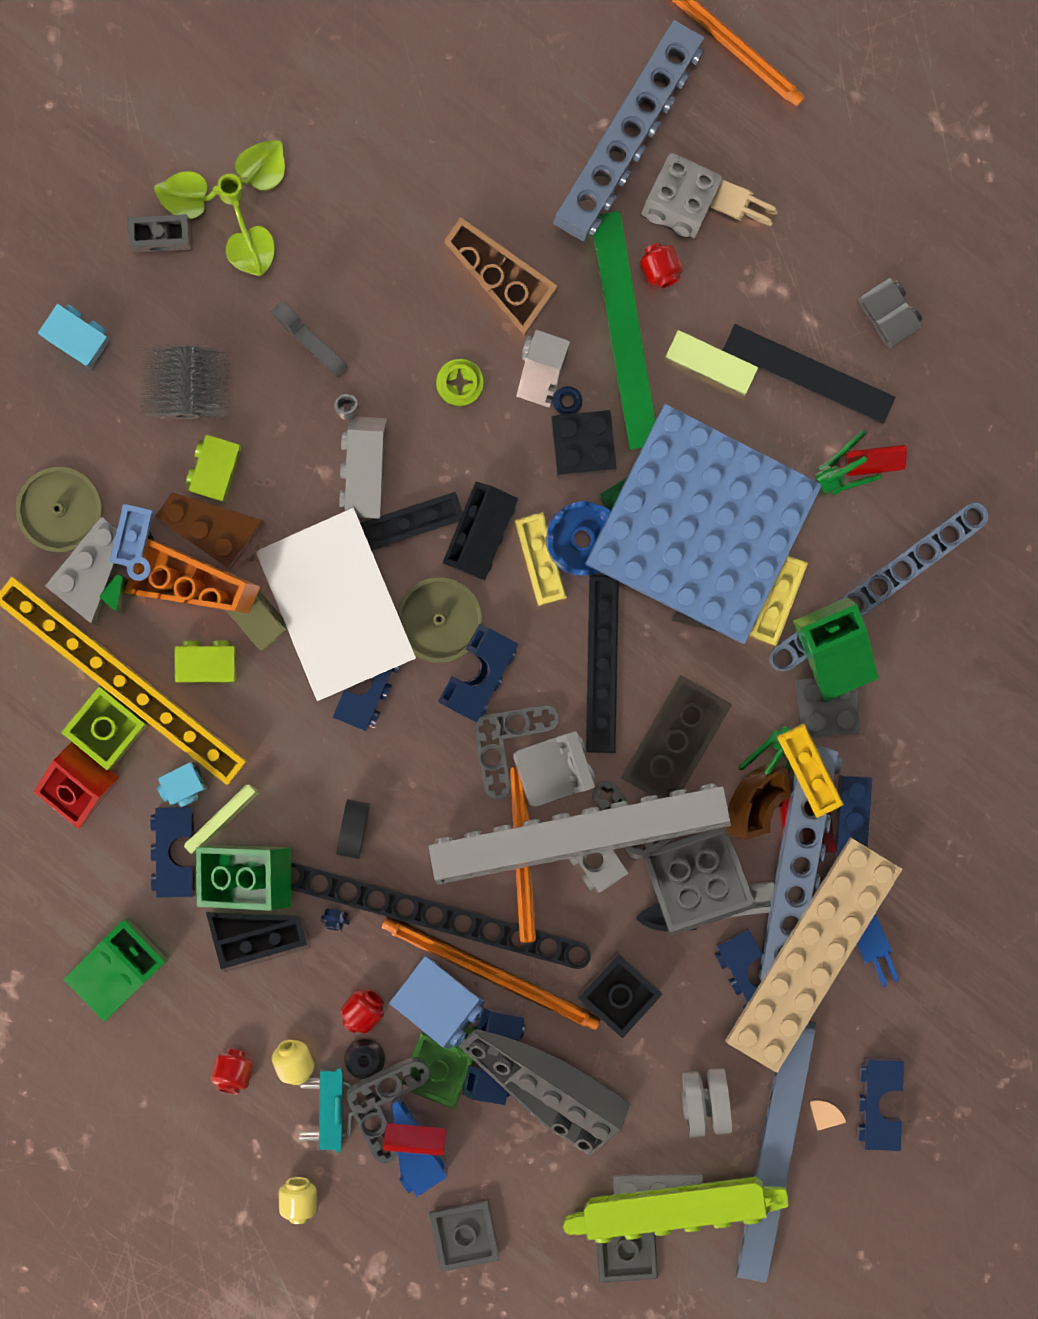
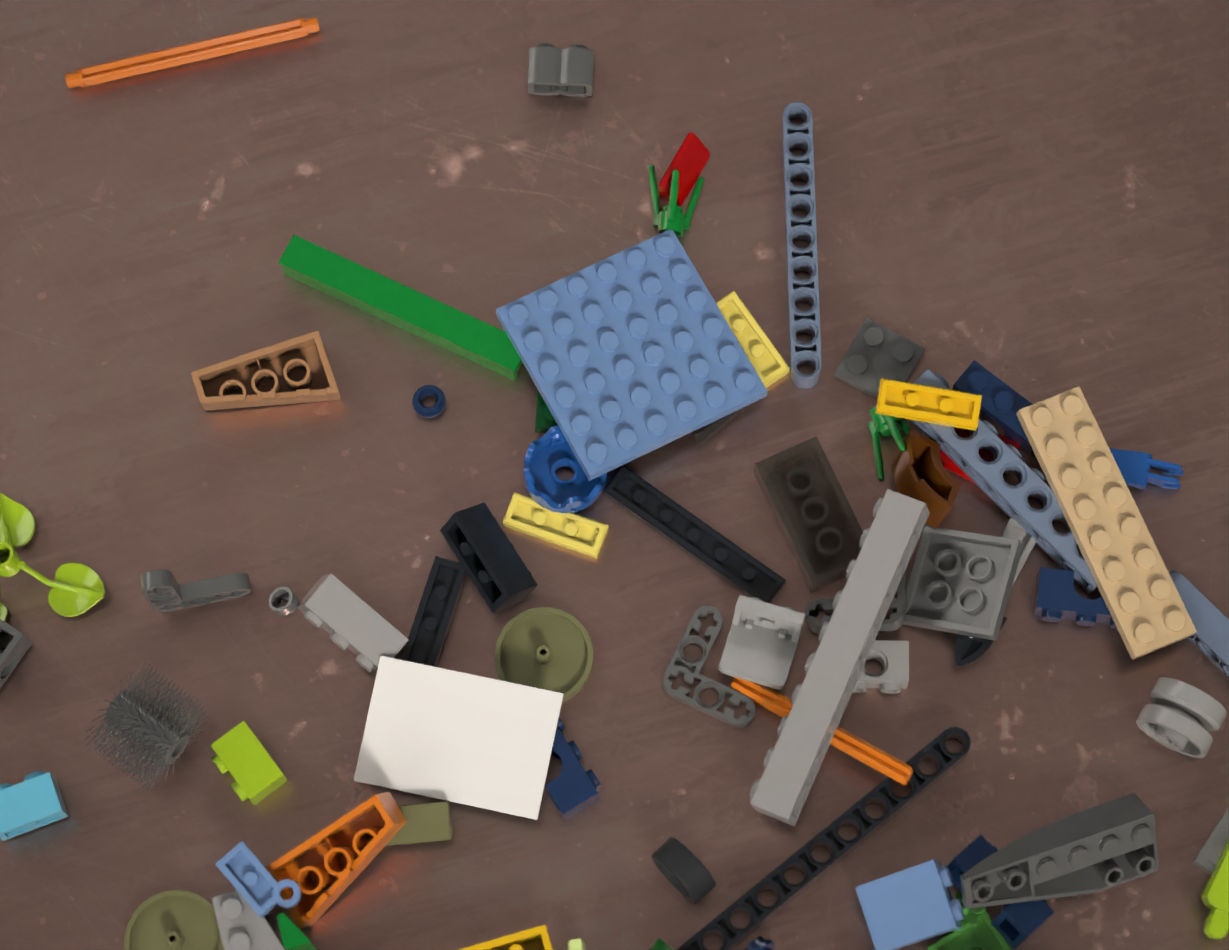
camera: 45 degrees left, 15 degrees down
(205, 663) = (423, 902): lime brick -> none
(211, 528) = (297, 806): reddish brown wedge -> none
(449, 373) = (338, 470): lime gear -> none
(472, 696) = (612, 625): dark blue arch -> none
(487, 971) = (914, 841): orange piece -> none
(542, 368) = (378, 392): light grey wedge -> none
(583, 443) = (478, 411): black brick -> none
(619, 995) = (1020, 729): black brick -> none
(661, 265) = (370, 234): red head -> none
(676, 41) = (266, 273): sand blue brick -> none
(681, 195) = (322, 177): light grey bracket -> none
(711, 362) = (489, 253): yellowish green tile -> none
(735, 200) = (358, 138): tan arm -> none
(809, 374) = (563, 177): black tile -> none
(837, 648) = (831, 307): green slope -> none

